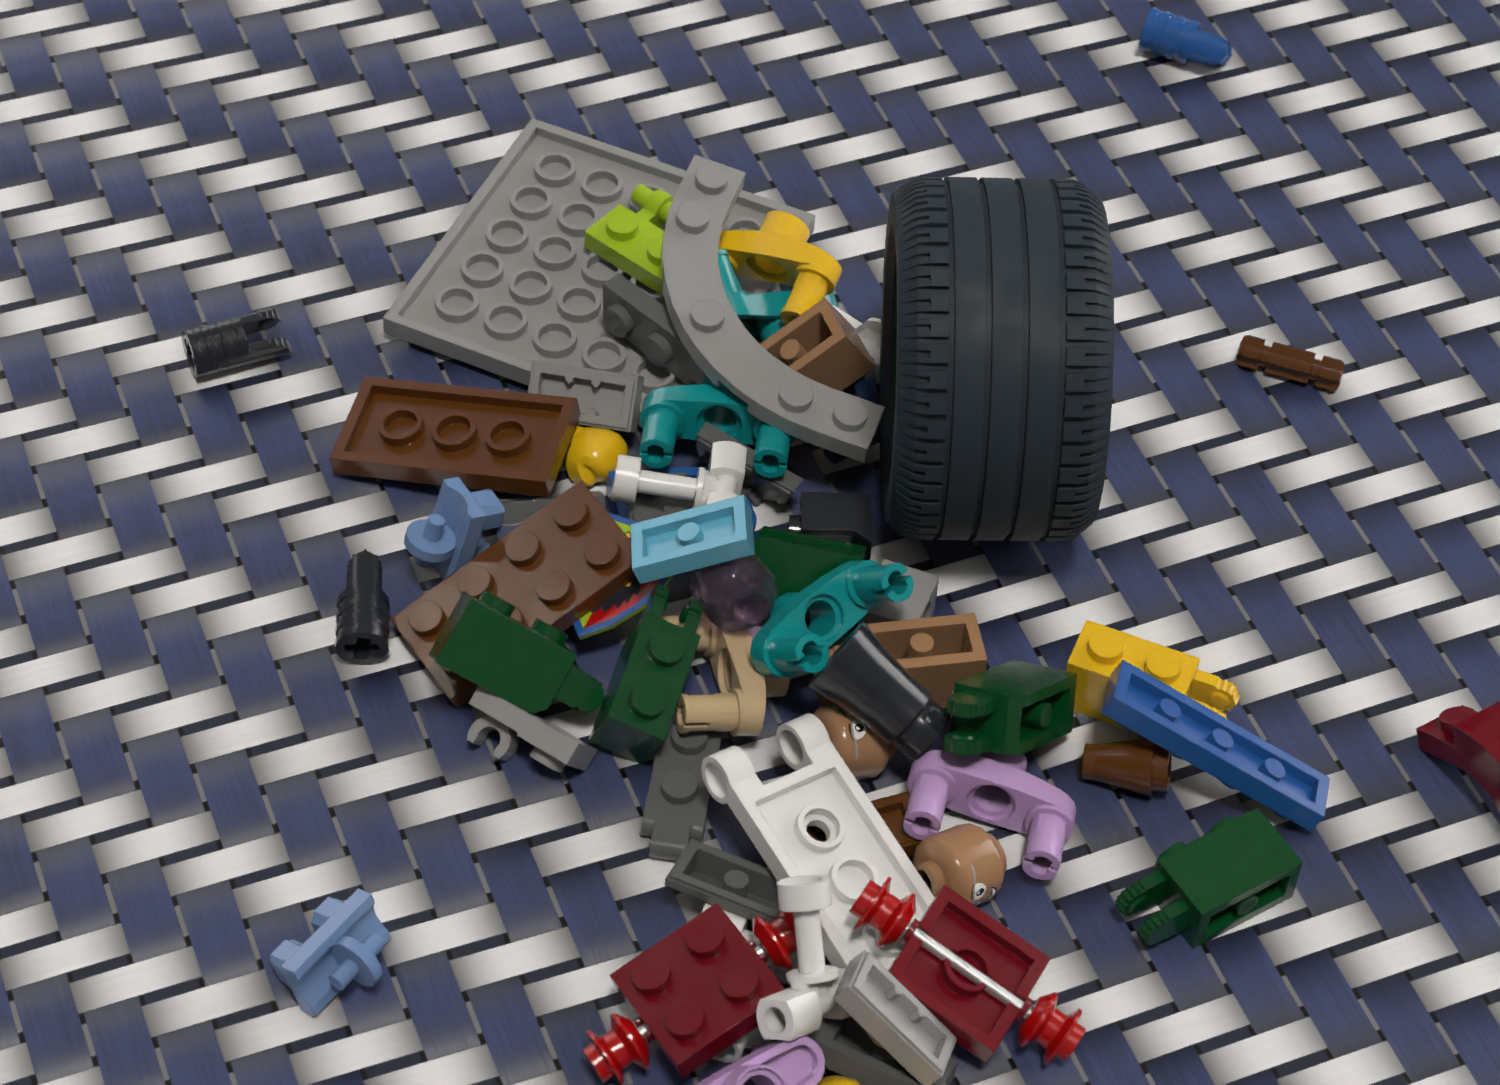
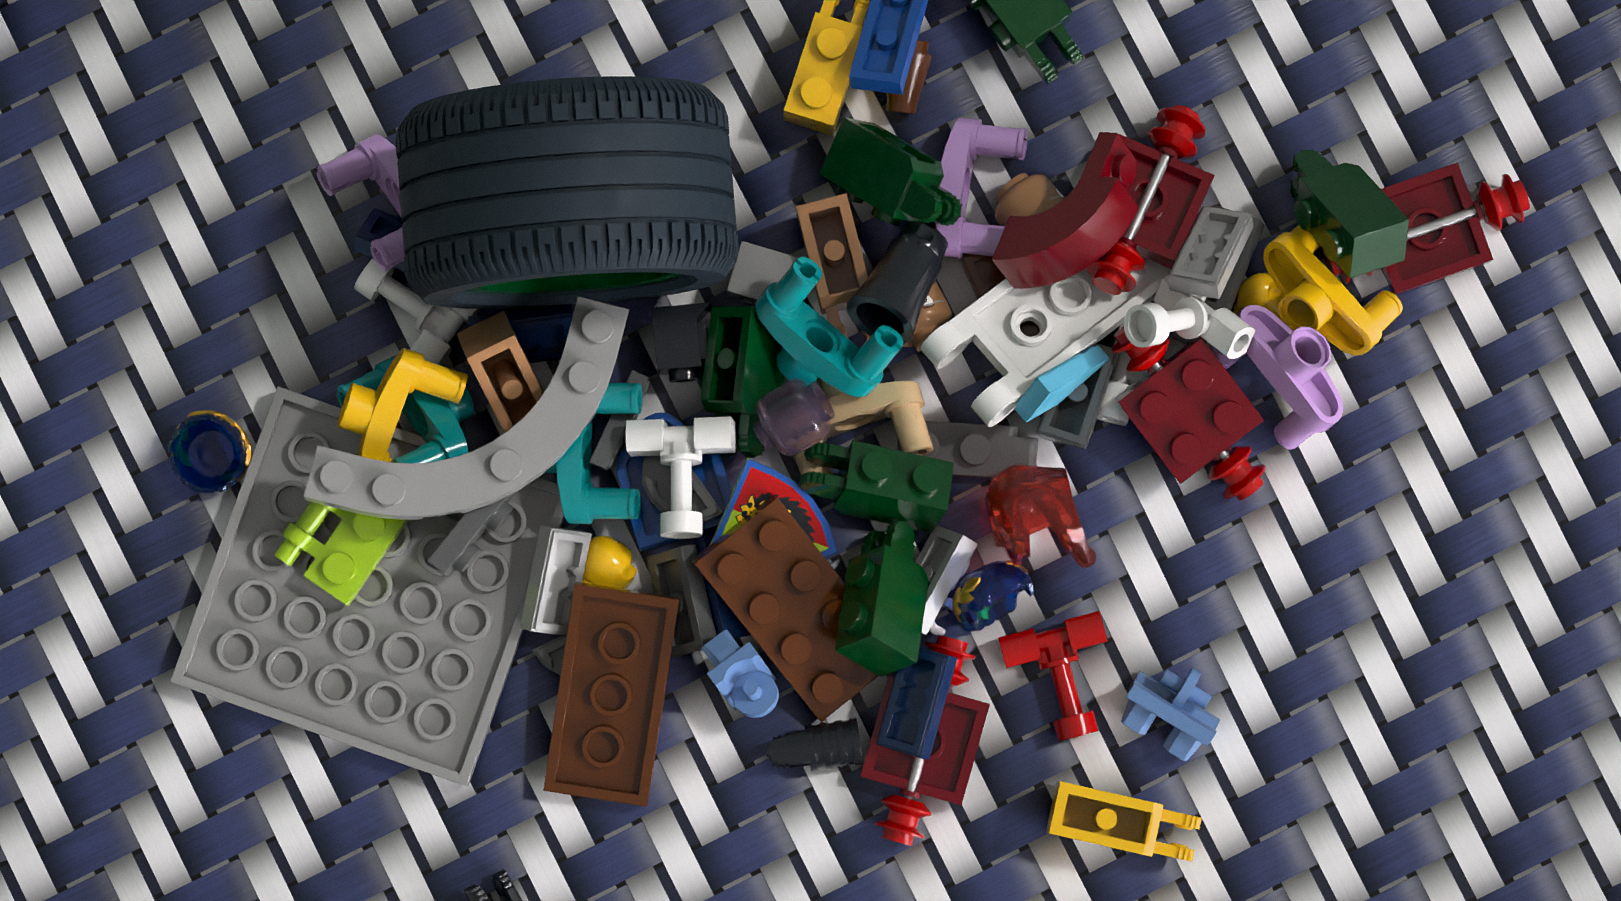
camera: 90 degrees left, 35 degrees up
(212, 867) = (1115, 821): none -> yellow hinge
(349, 709) = (950, 762): none -> dark red plate
(393, 681) = (917, 704): none -> dark blue plate
(428, 844) = (1056, 651): none -> red bar
(504, 774) = (990, 594): none -> clear blue hair
(607, 815) = (1028, 500): none -> clear red helmet
(692, 539) = (777, 452): medium azure plate -> none
(745, 842) = (1059, 382): none -> medium azure tile
(764, 160) = (209, 451): none -> clear blue hair
(944, 873) = (1079, 228): none -> dark red arch

